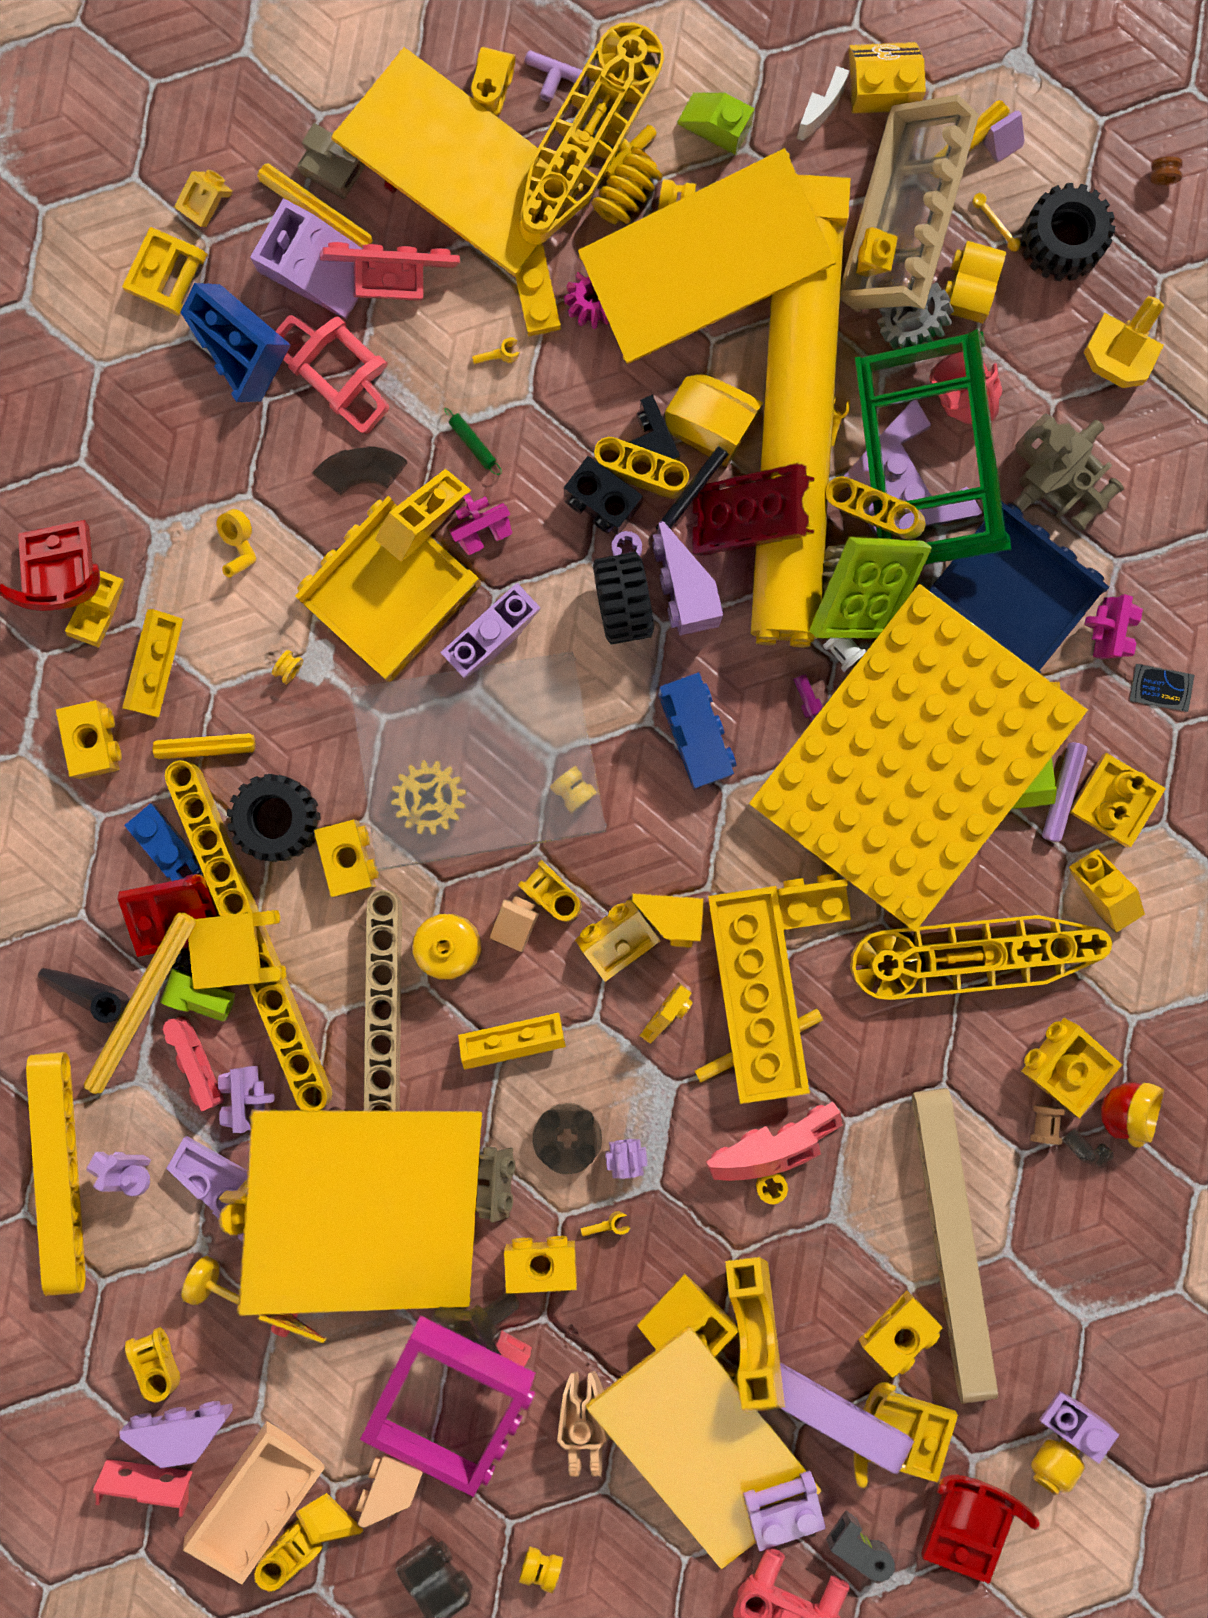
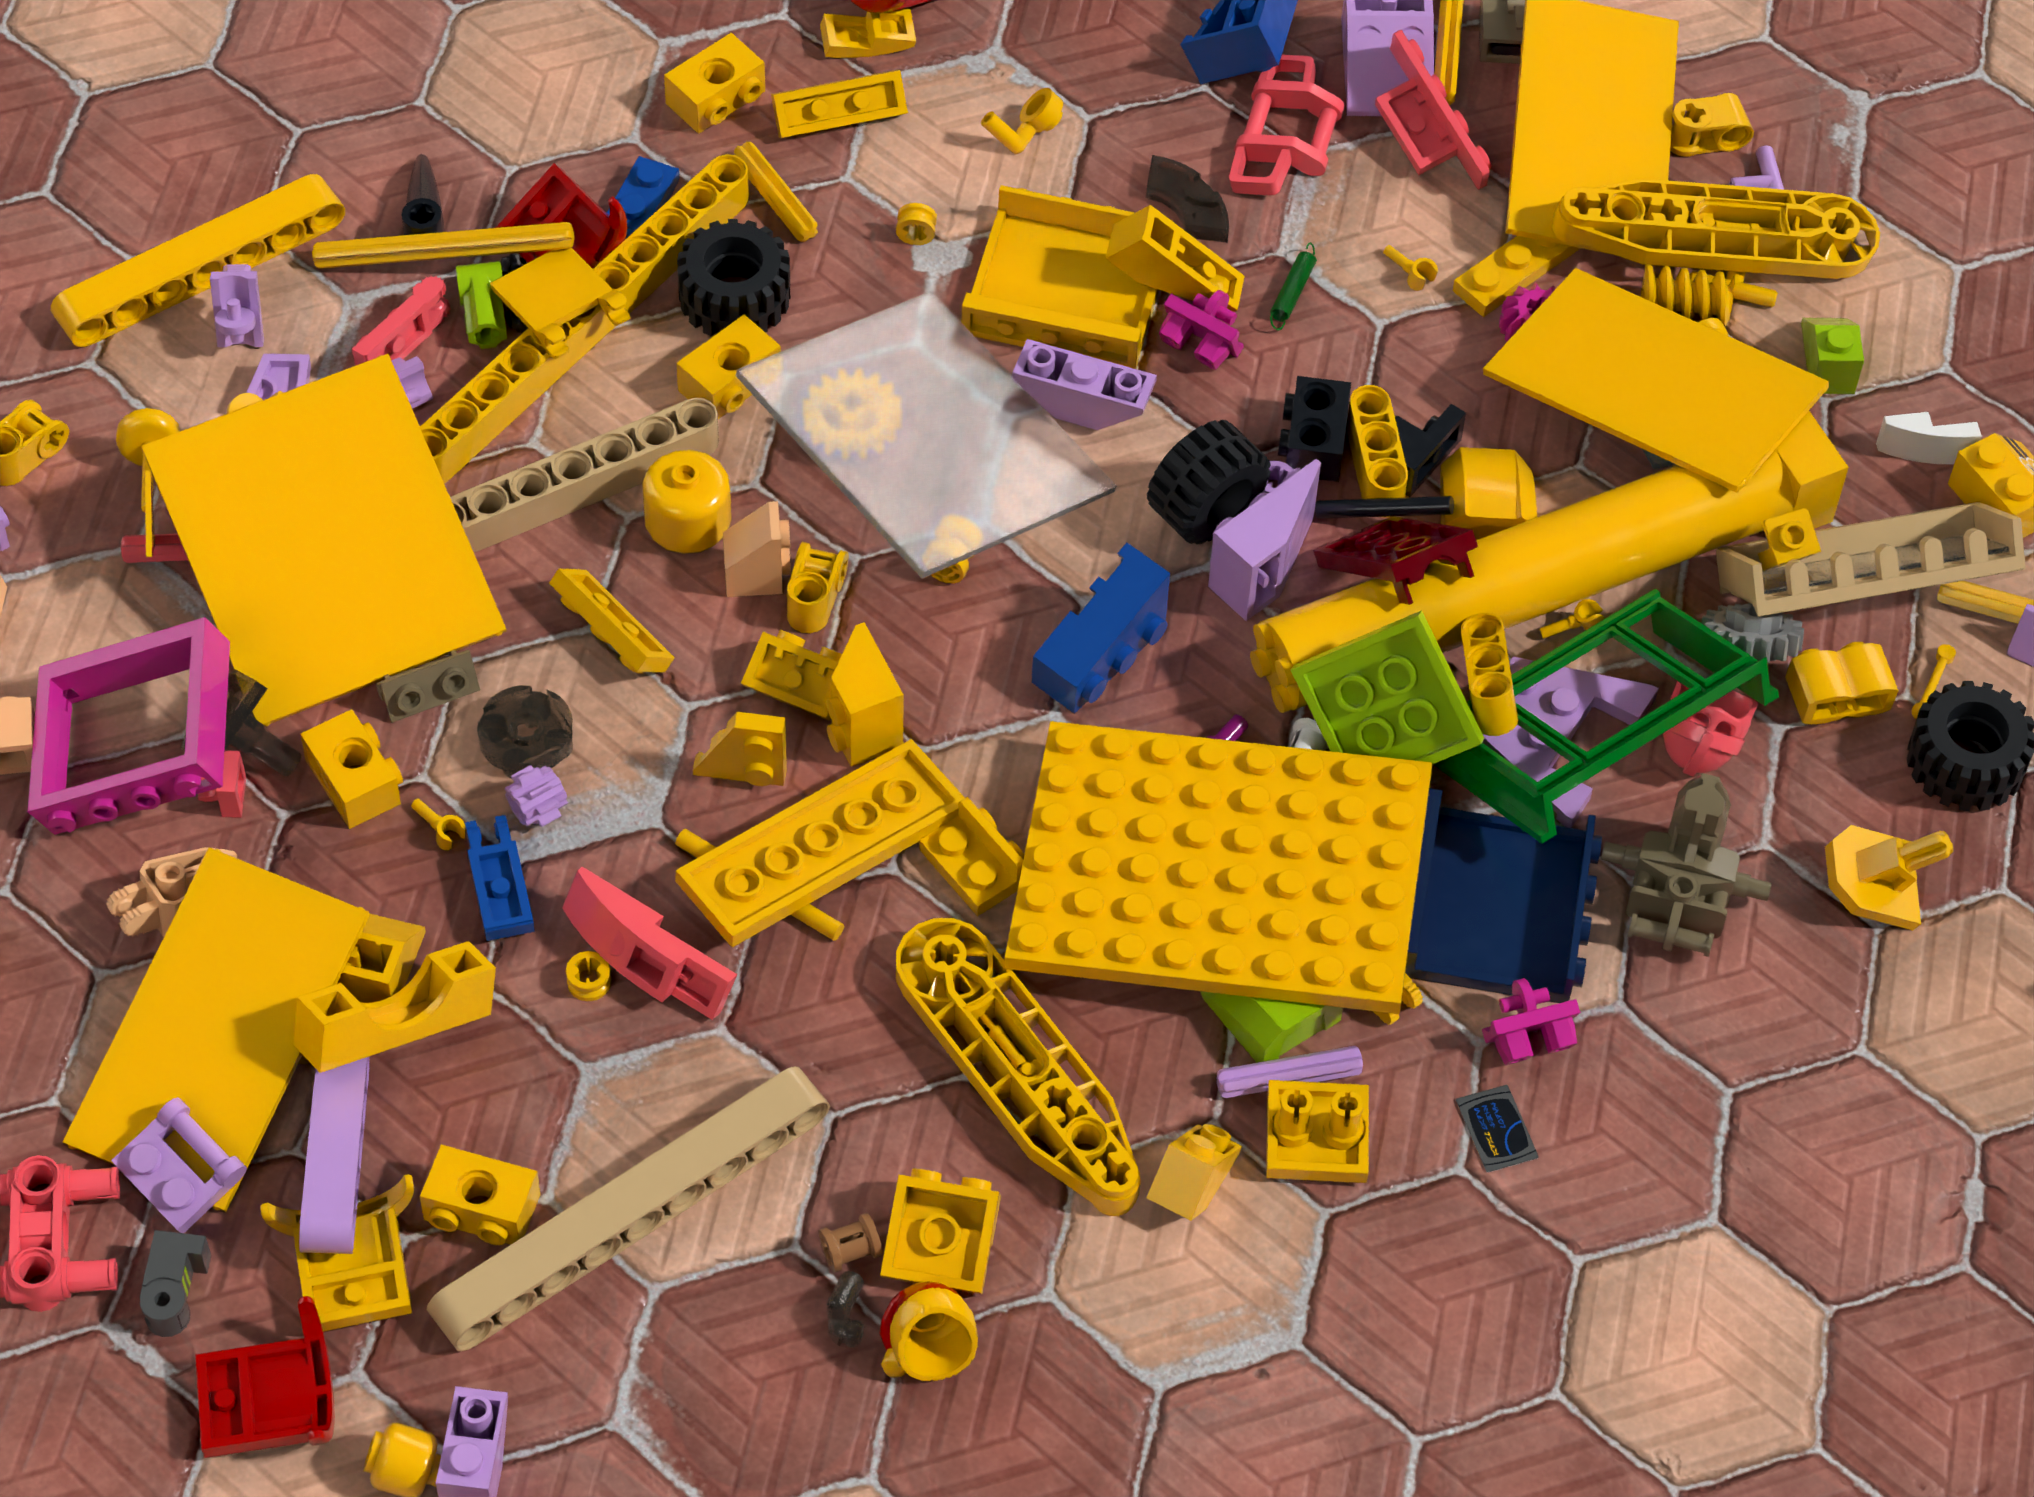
camera: 55 degrees right, 30 degrees down
(673, 1211) = (499, 882): none -> blue hinge

